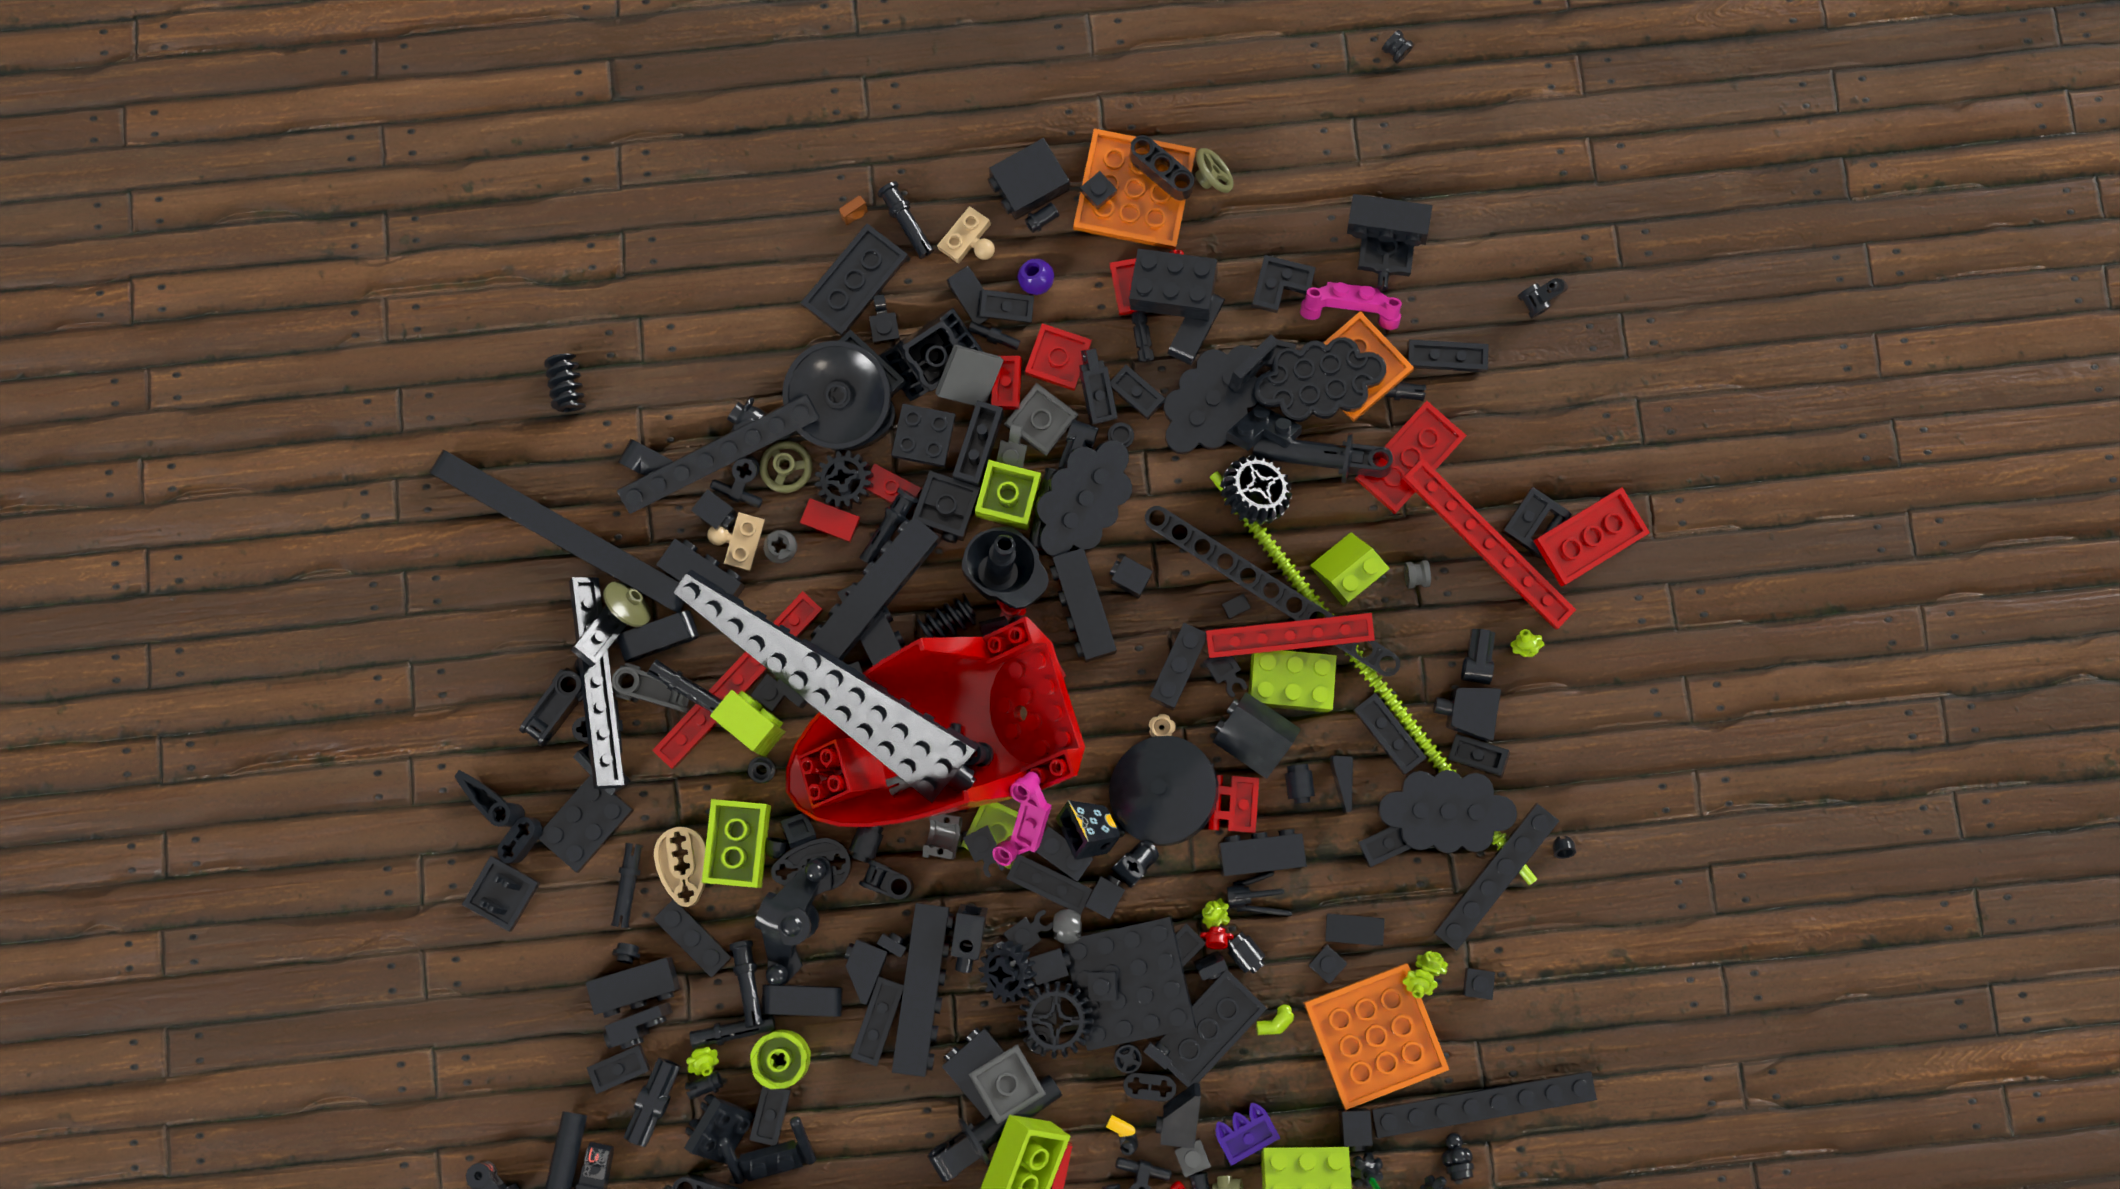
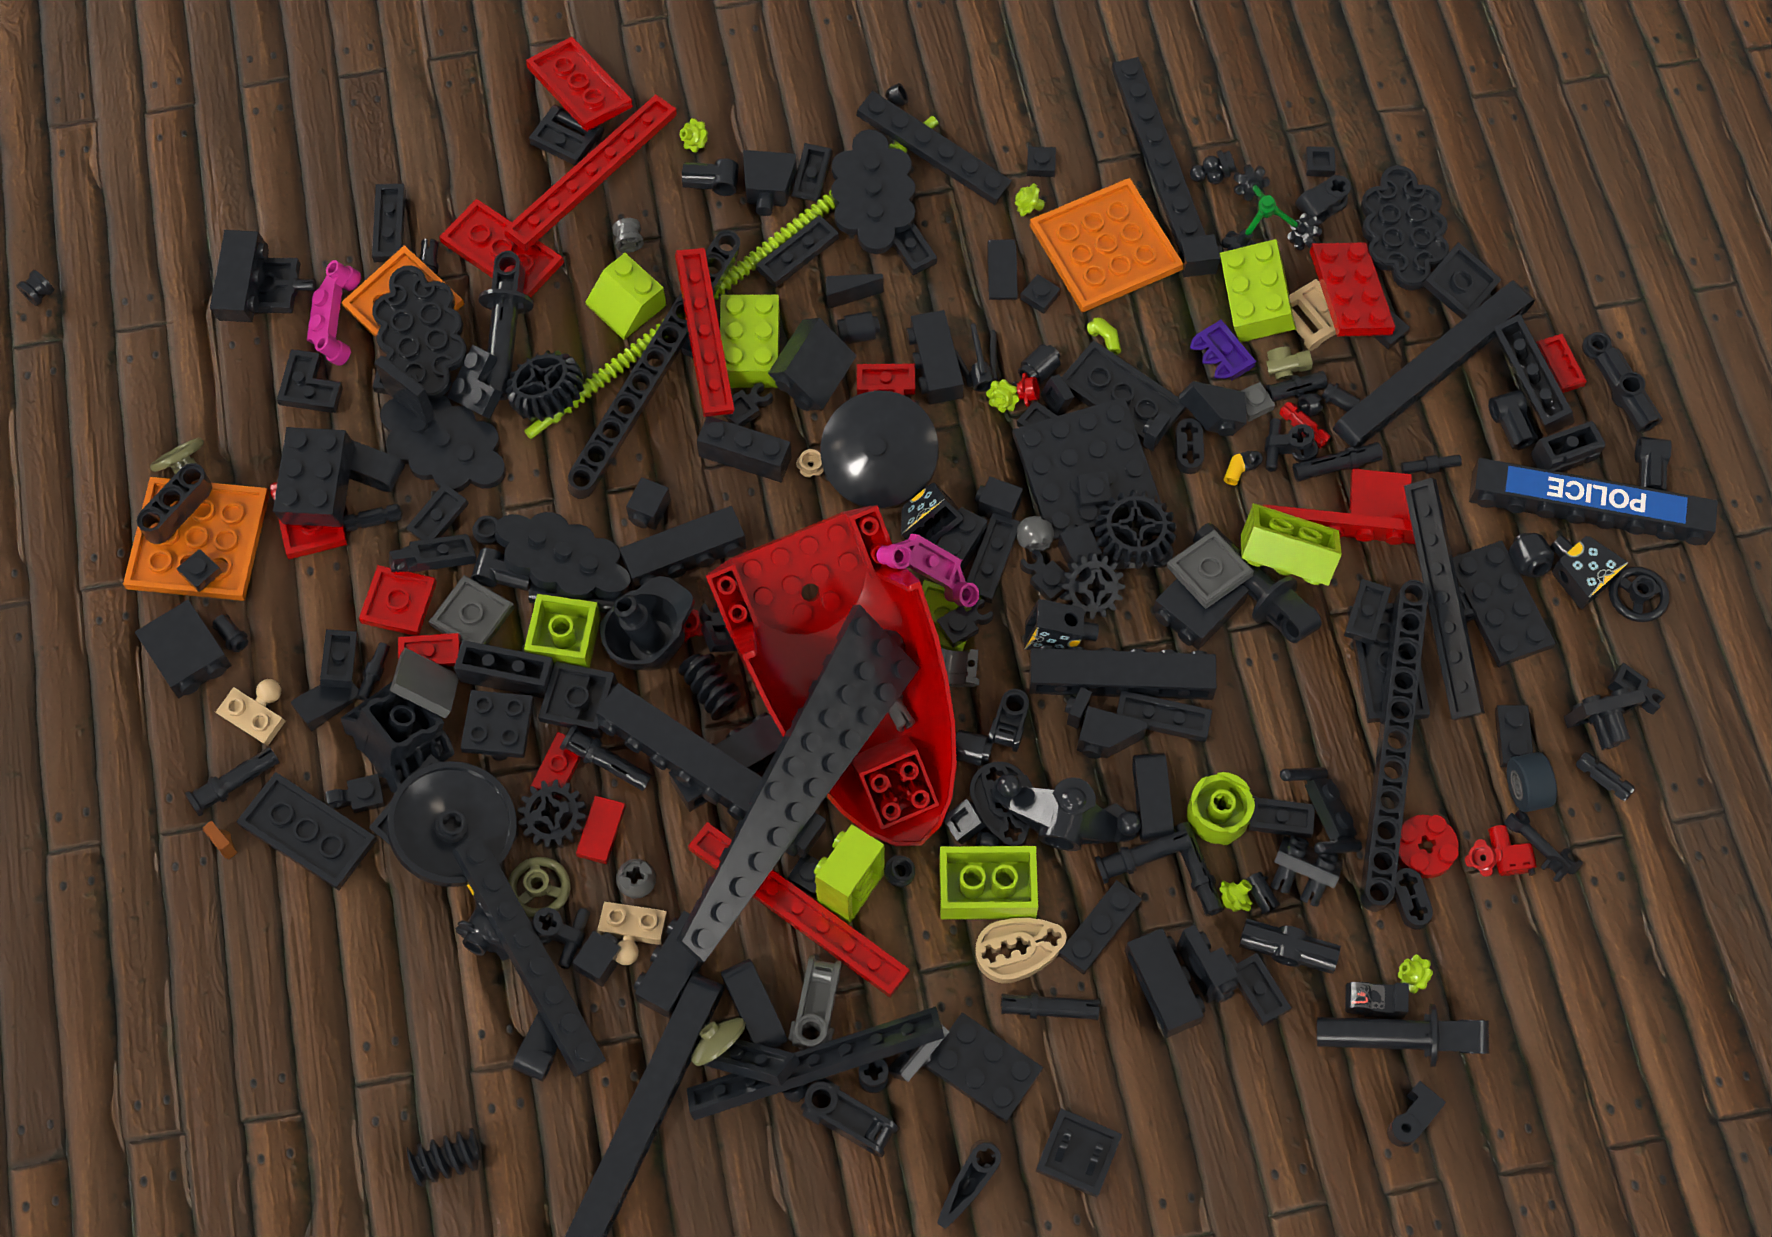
camera: 95 degrees left, 15 degrees down
(520, 840) = (1008, 1144): black beam -> none
(626, 953) = (1128, 996): black plate -> none
(684, 686) = (808, 965): black pin -> none
(1011, 451) = (510, 636): dark grey plate -> none
(1035, 276) = (303, 629): dark purple piece -> none
(1132, 1059) = (1167, 460): black wheel -> none
(1136, 862) = (960, 471): black piece -> none
(1236, 606) = (673, 403): black piece -> none
(1420, 983) = (1049, 202): lime plant -> none
(1538, 298) = (322, 139): black piece -> none

